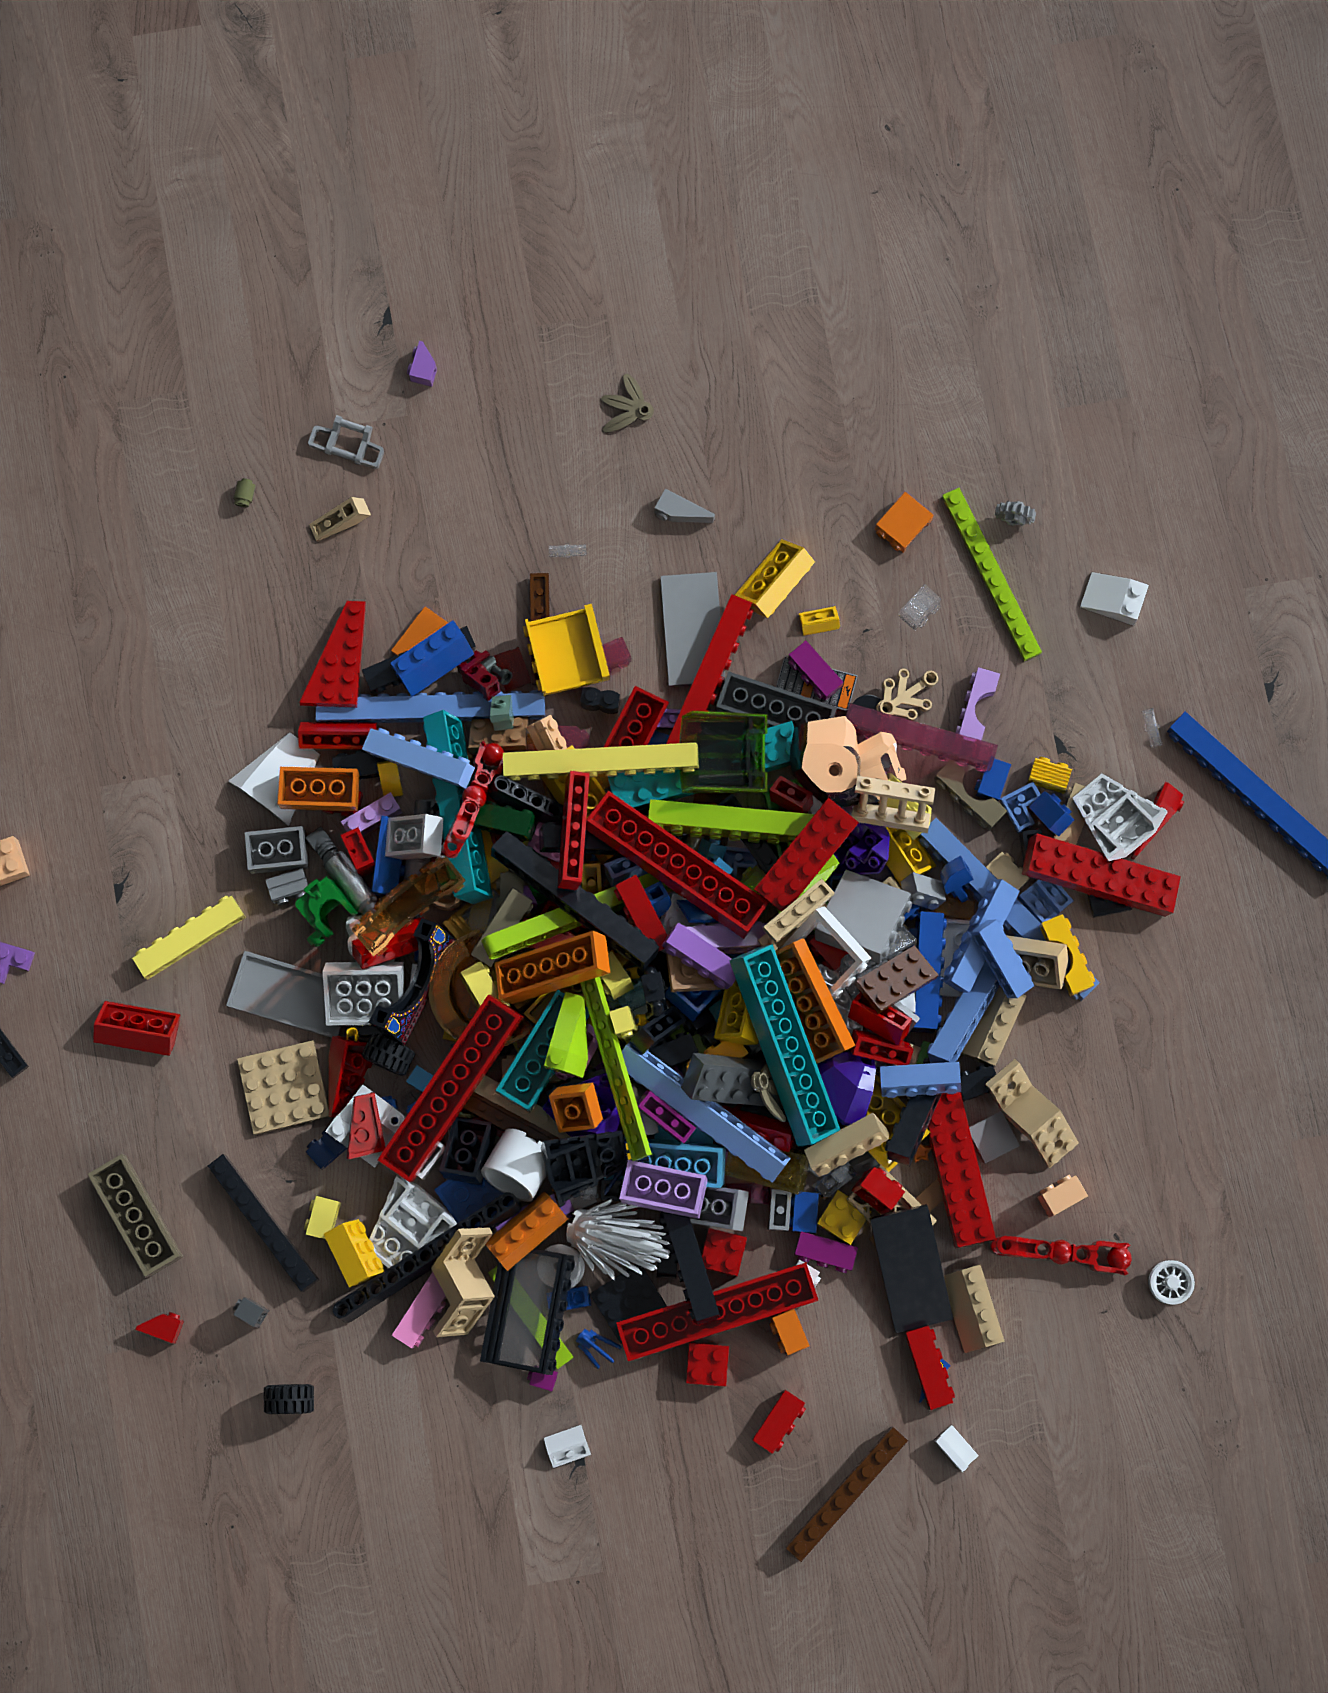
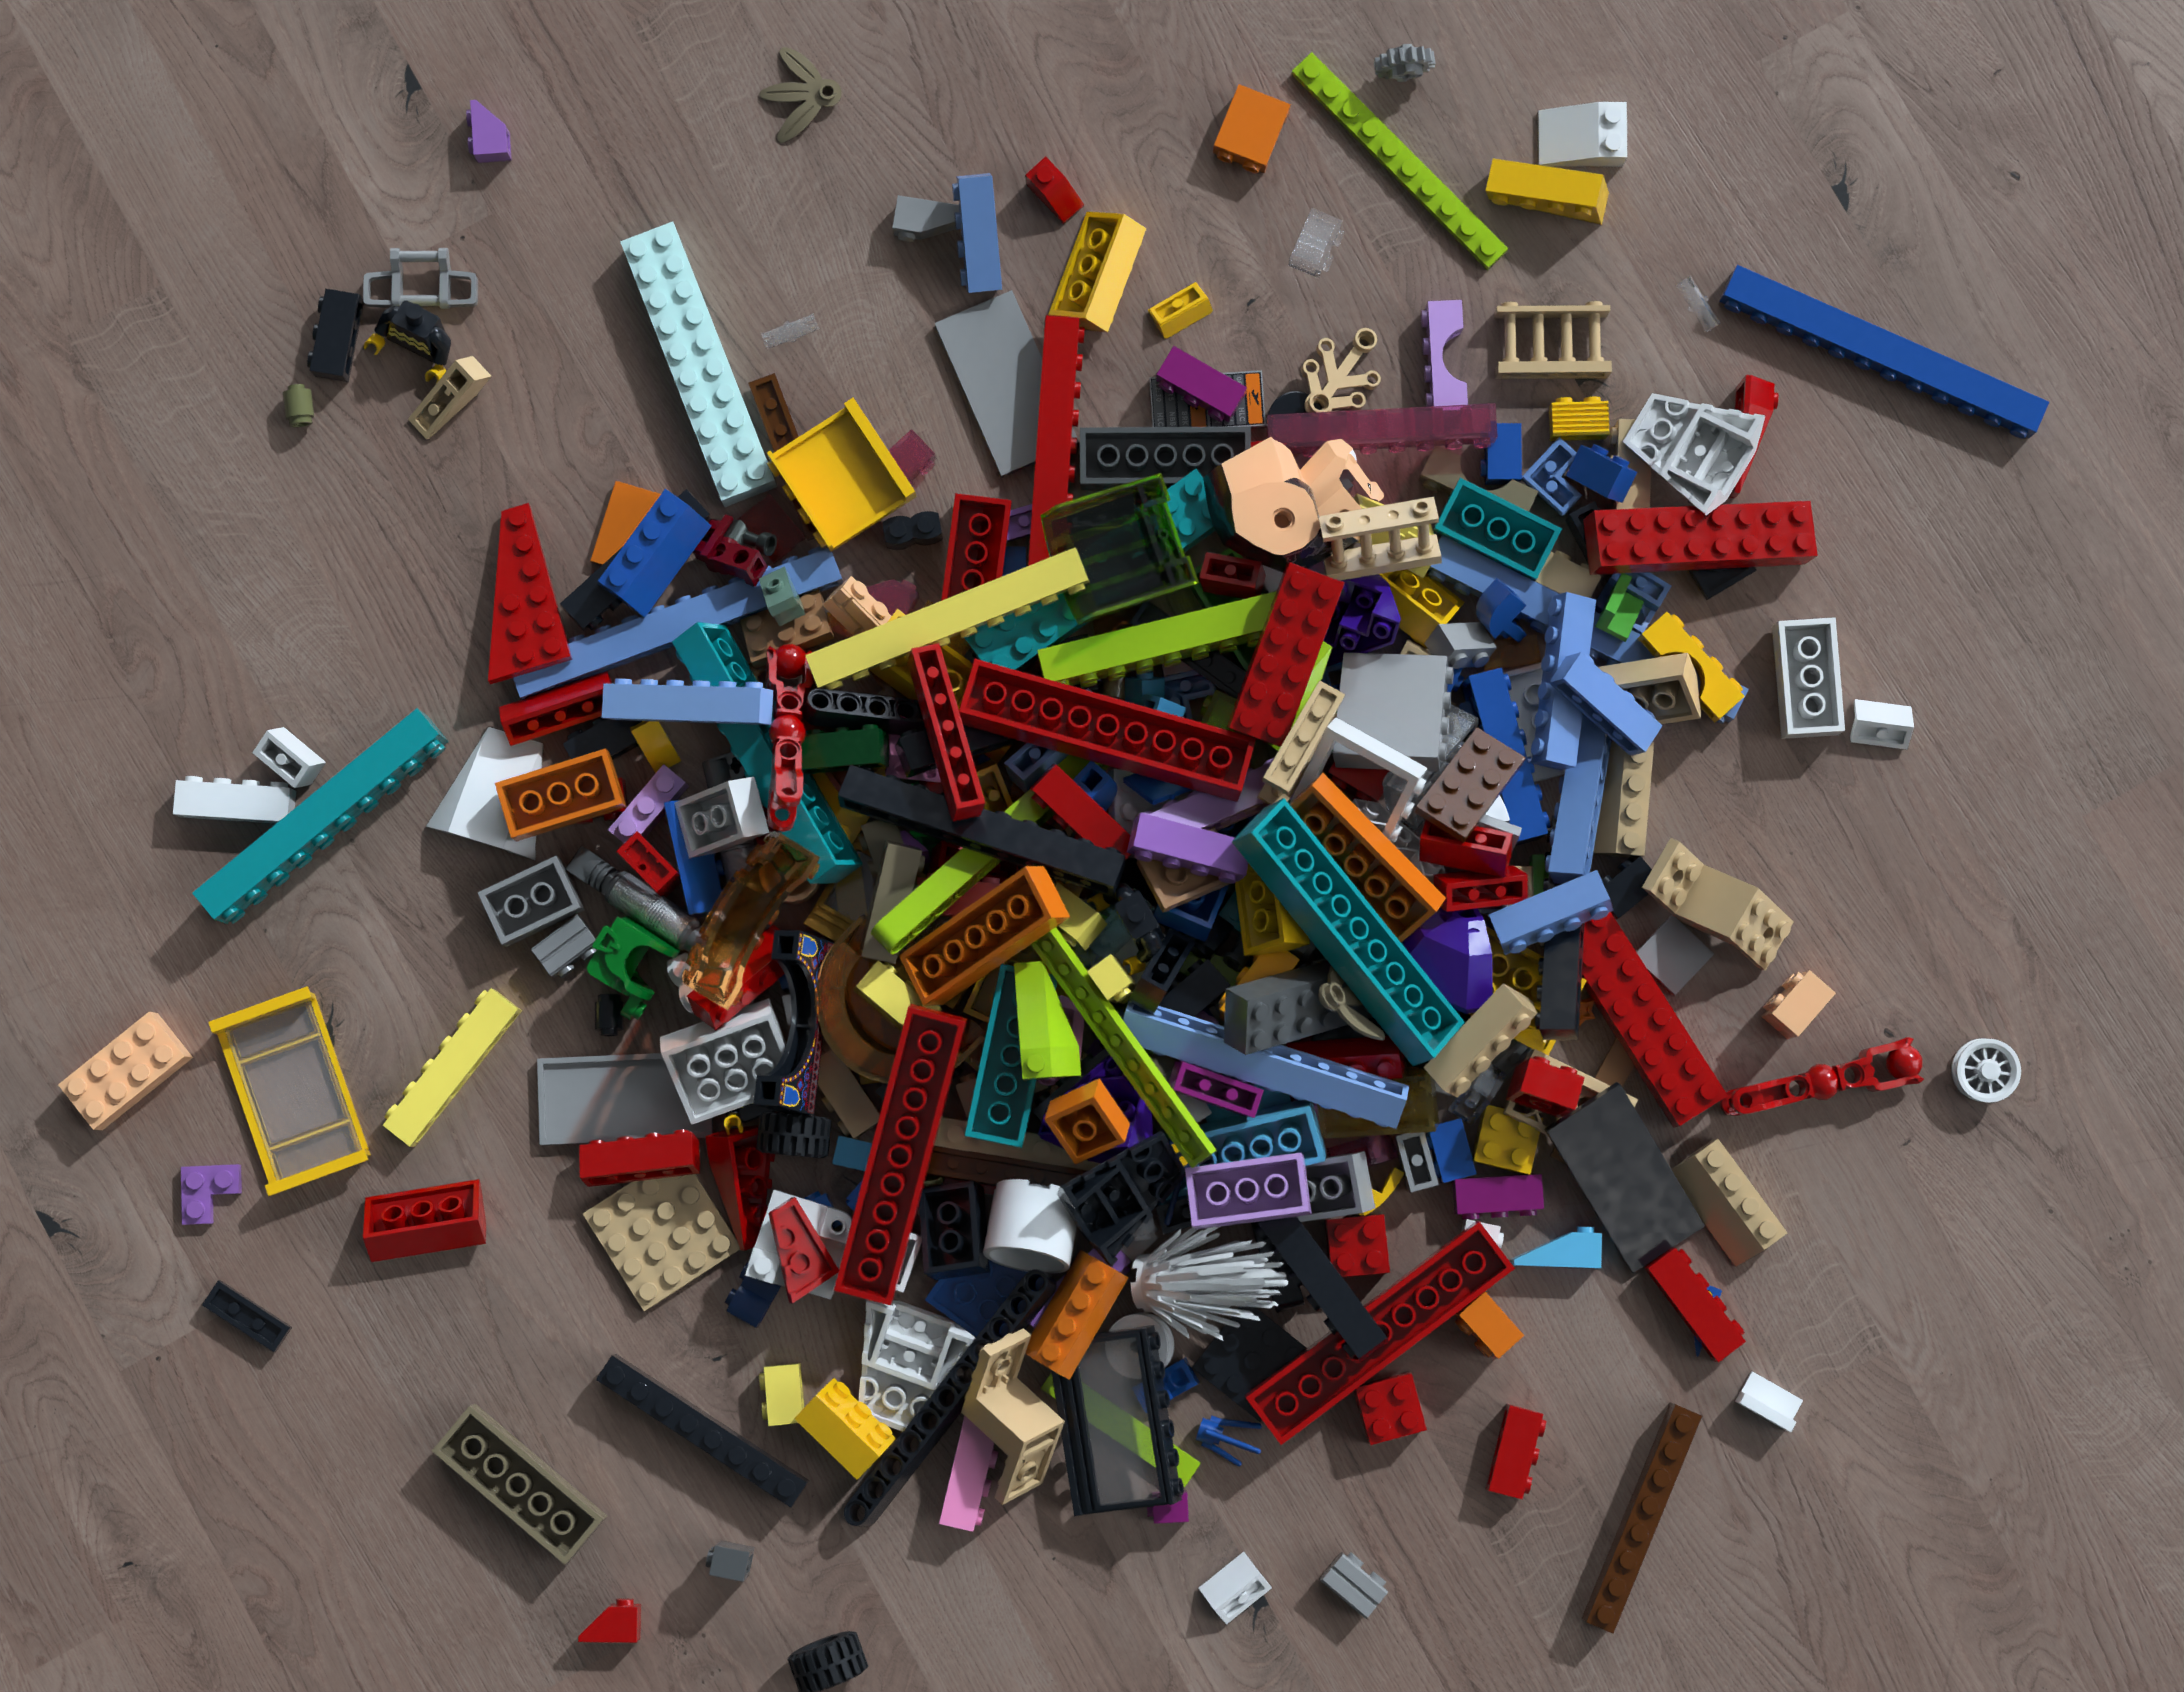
camera: 20 degrees left, 5 degrees up
(83, 916) = (291, 1090): none -> clear piece
(113, 724) = (232, 801): none -> white brick
(158, 708) = (289, 757): none -> white brick
(164, 752) = (321, 818): none -> teal brick
(283, 457) = (335, 335): none -> black brick
(285, 1035) = (639, 1158): none -> red brick
(298, 938) = (608, 1014): none -> black brick
(333, 471) = (415, 331): none -> black torso
(429, 1041) = (846, 1096): none -> tan brick
(502, 551) = (698, 364): none -> light aqua brick
(644, 1470) = (1353, 1584): none -> light grey brick
(707, 529) = (978, 232): none -> medium blue brick
(747, 1226) = (1388, 1187): none -> yellow slope
(765, 518) = (1053, 190): none -> red slope
(860, 1304) = (1570, 1250): none -> medium azure slope
(972, 825) = (1497, 529): none -> teal slope
(1033, 904) = (1620, 610): none -> bright green panel
(1036, 732) = (1538, 366): none -> tan fence
(1080, 624) = (1548, 189): none -> yellow wedge
(1141, 989) = (1808, 678): none -> white brick
(1179, 1036) = (1882, 724): none -> white panel

